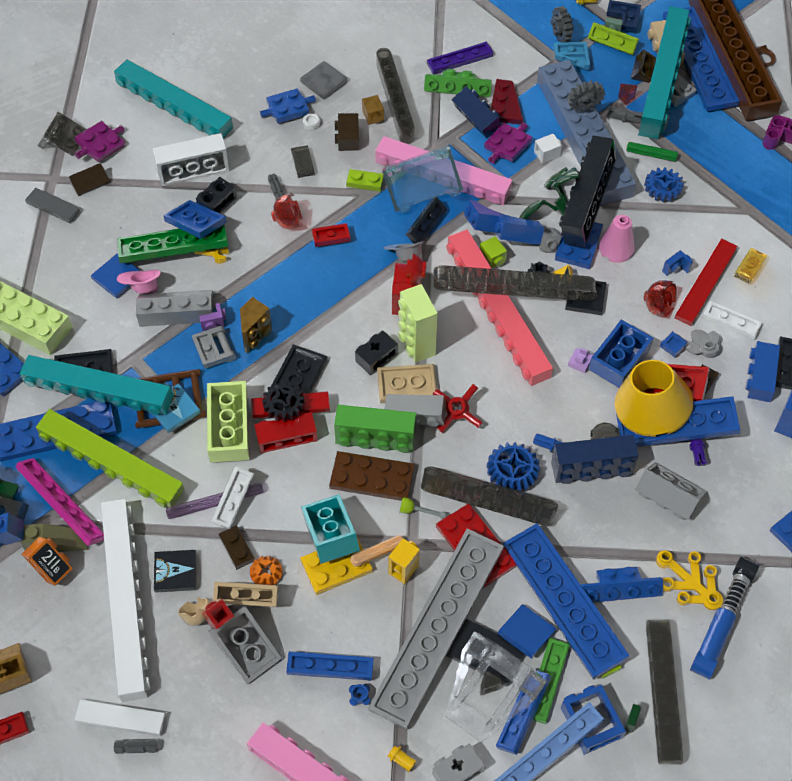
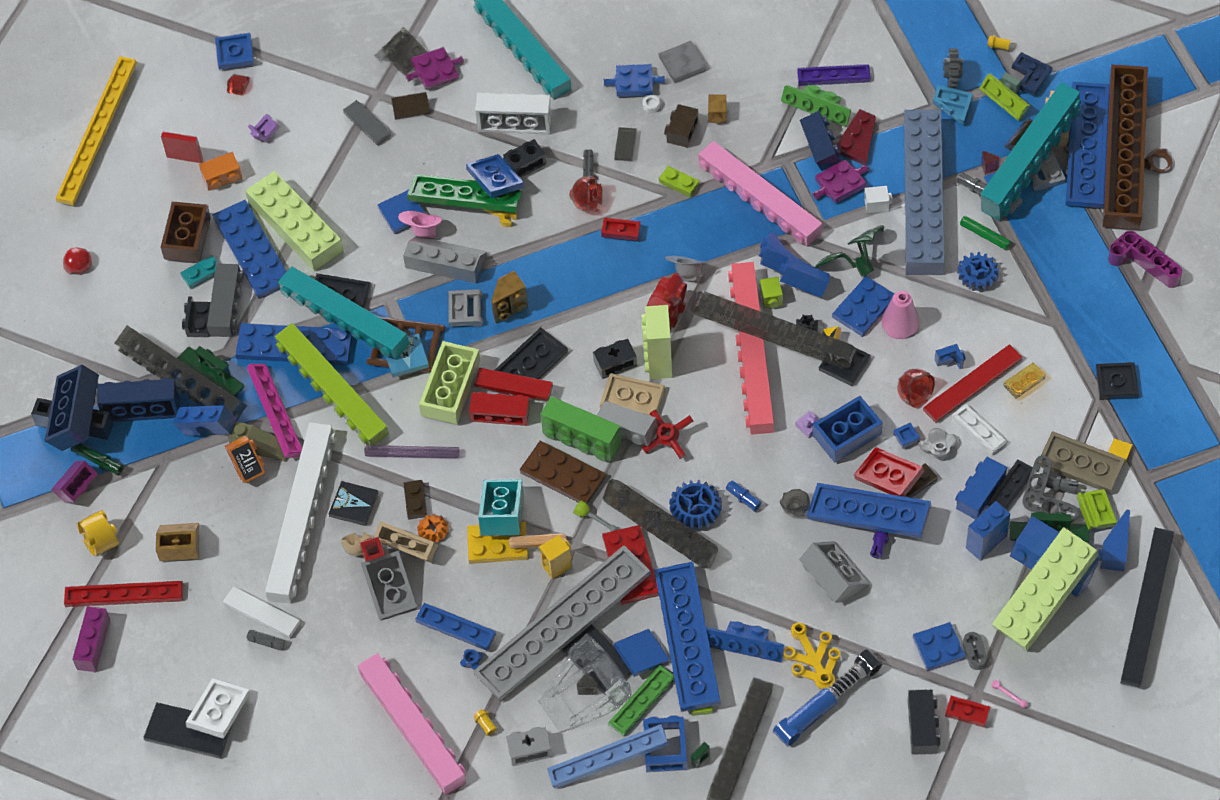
camera: 25 degrees right, 0 degrees up
(214, 319) = (473, 282): medium lavender bracket -> none
(232, 497) = (427, 453): white tile -> none
(283, 395) = (496, 378): black gear -> none
(395, 95) = (746, 99): clear smoke beam -> none
(422, 178) = (729, 196): clear light blue windscreen -> none
(426, 221) = (720, 241): black plate -> none
(517, 727) = (595, 729): blue tile -> none
(550, 240) = (833, 294): light grey bracket -> none
(586, 96) = (929, 156): dark grey gear -> none
(588, 191) = (885, 257): black brick -> none
(594, 459) = (772, 519): dark blue brick -> none
(656, 412) = (858, 492): yellow cone -> none

